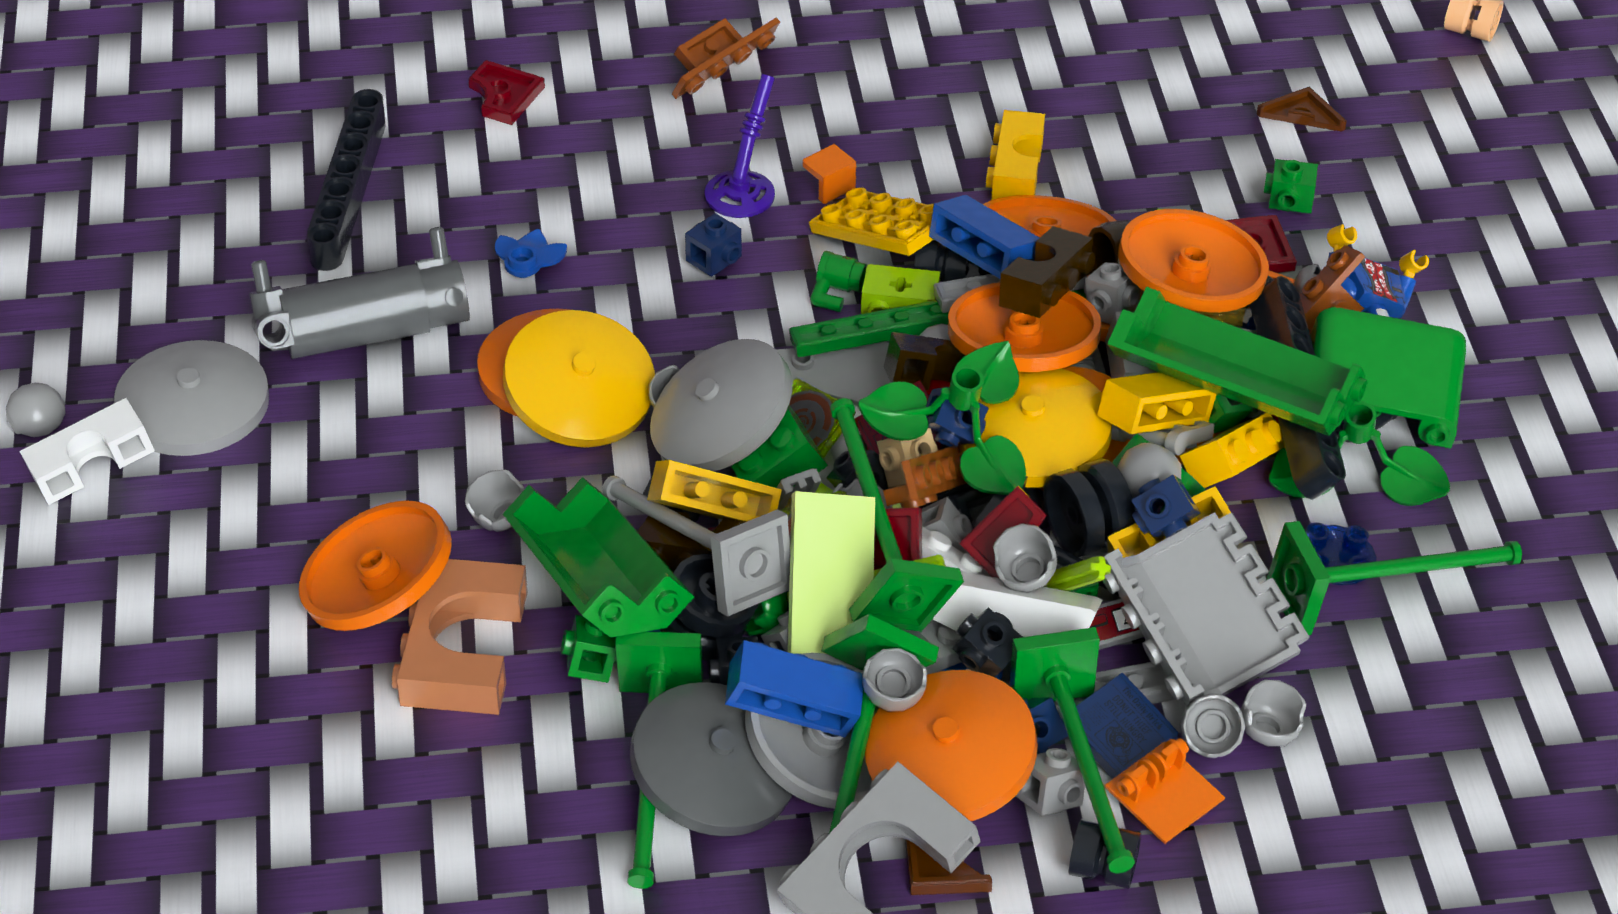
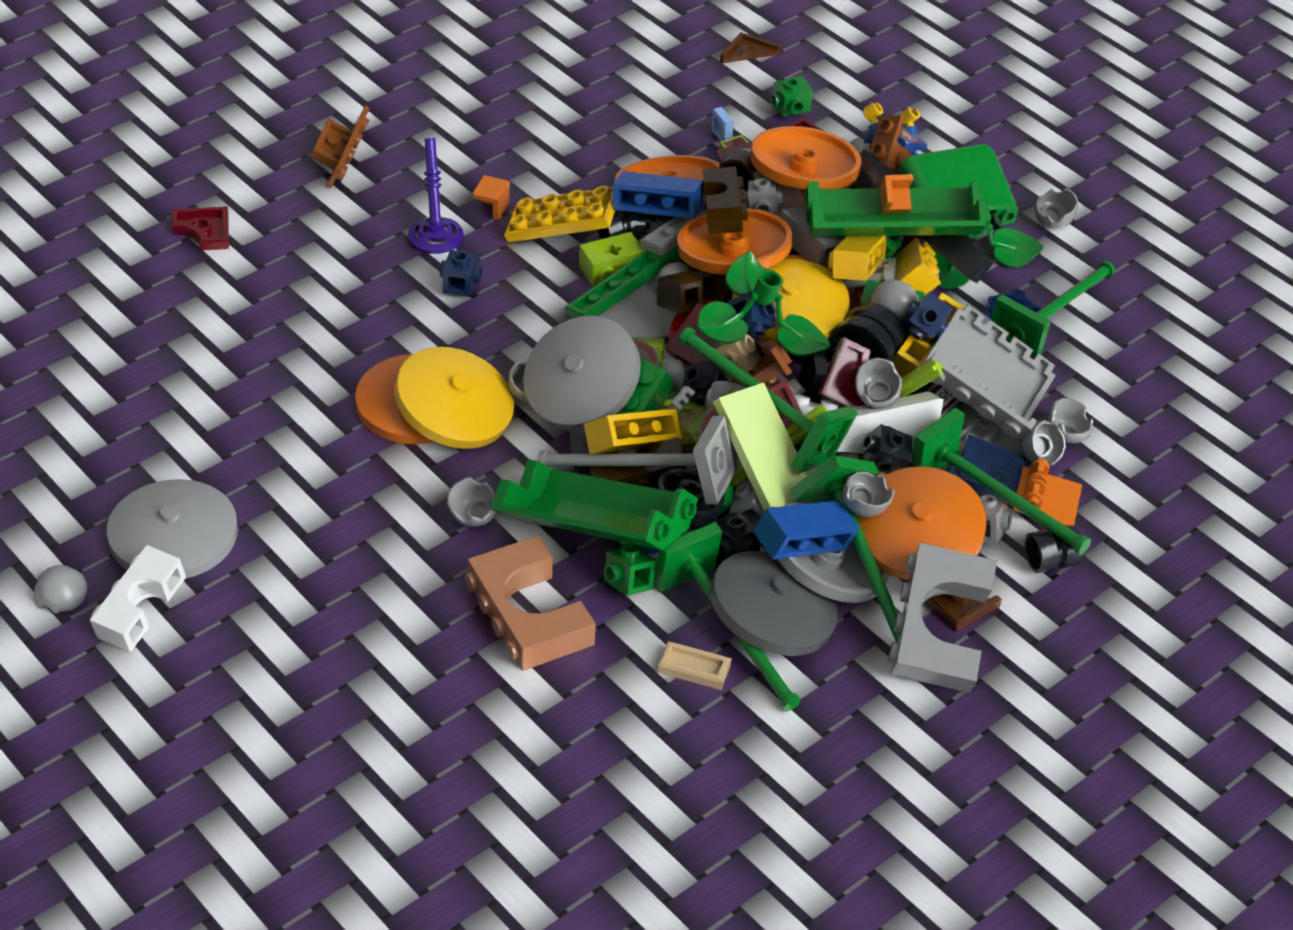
camera: 35 degrees left, 0 degrees up
(346, 180) = (150, 330): black beam -> none
(361, 306) = (253, 412): dark grey piece -> none
(375, 565) = (433, 582): orange dish -> none
(529, 253) = (328, 332): blue plate -> none
(578, 787) = (694, 665): none -> tan tile
(837, 273) = (559, 260): green piece -> none
(1016, 154) = (596, 133): yellow arch -> none
(1179, 188) = (722, 124): none -> light blue tile
(1251, 344) = (895, 194): none -> orange panel
(1510, 450) = (1056, 208): none -> light grey hair

